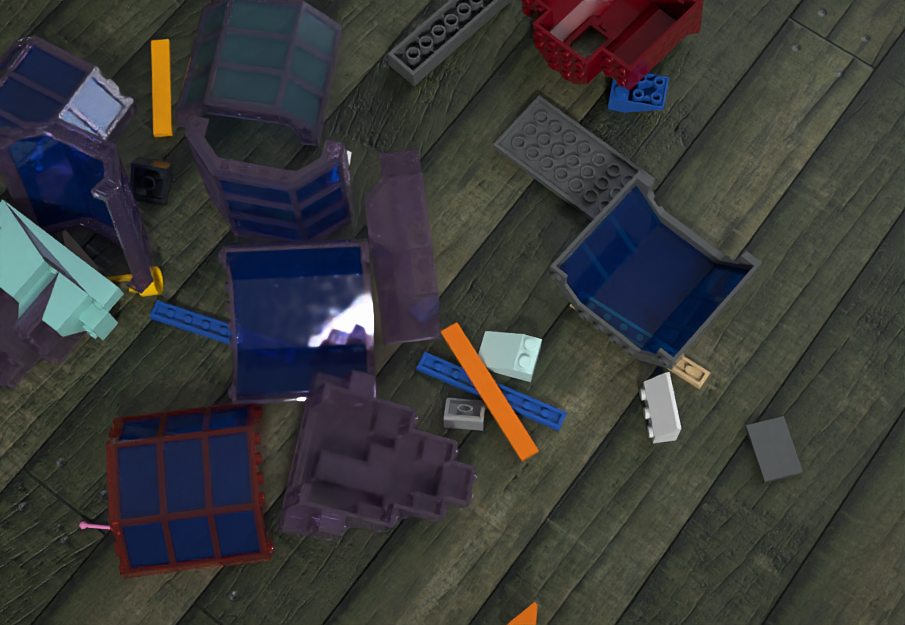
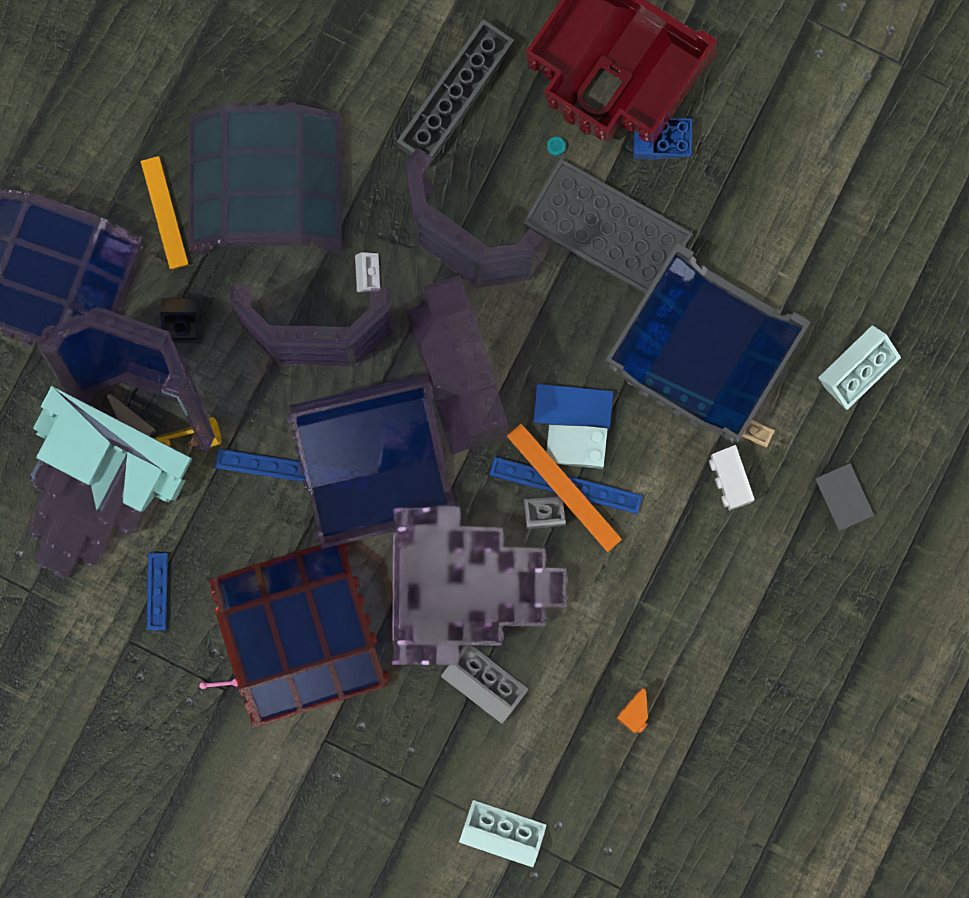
camera: 15 degrees left, 15 degrees up
(62, 425) = (157, 591): none -> blue tile
(370, 572) = (485, 683): none -> light grey slope
(453, 156) = (459, 248): none -> clear purple window
(511, 315) = (573, 406): none -> blue tile
(536, 87) = (556, 146): none -> teal tile
(804, 326) = (859, 367): none -> light aqua slope

